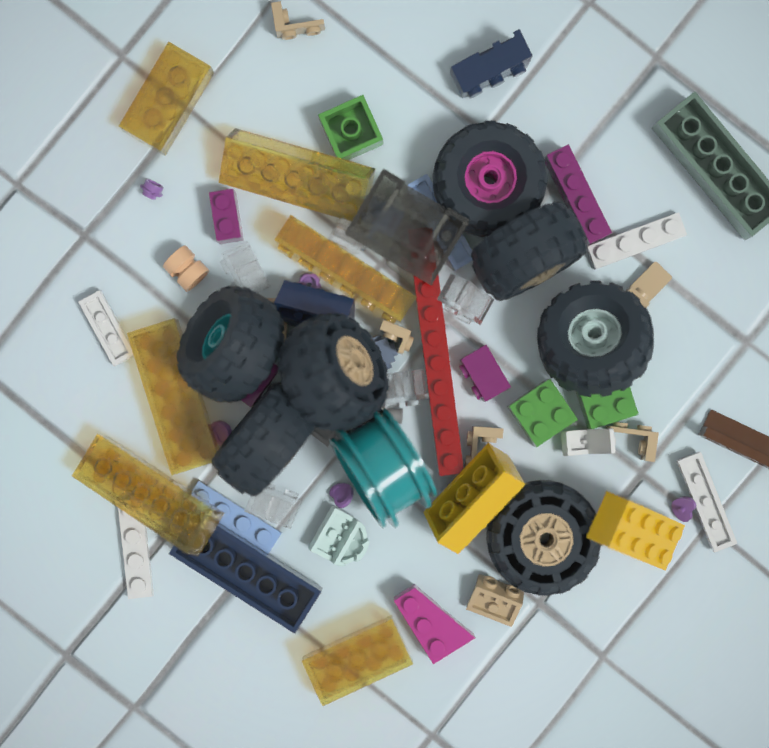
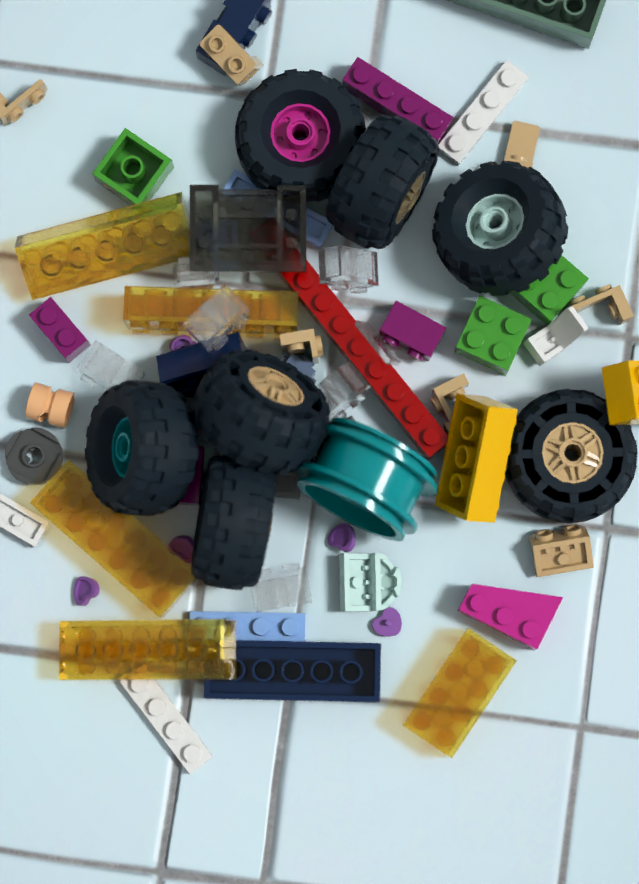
camera: 30 degrees left, 5 degrees down
(132, 419) = (85, 589): none -> medium lavender piece
(139, 294) = (29, 440): none -> dark grey plate
(337, 576) = (388, 624): none -> medium lavender piece
(343, 281) = (217, 318): none -> clear brick
(453, 372) = (377, 343): none -> clear piece
(474, 86) = (230, 55): none -> tan bracket

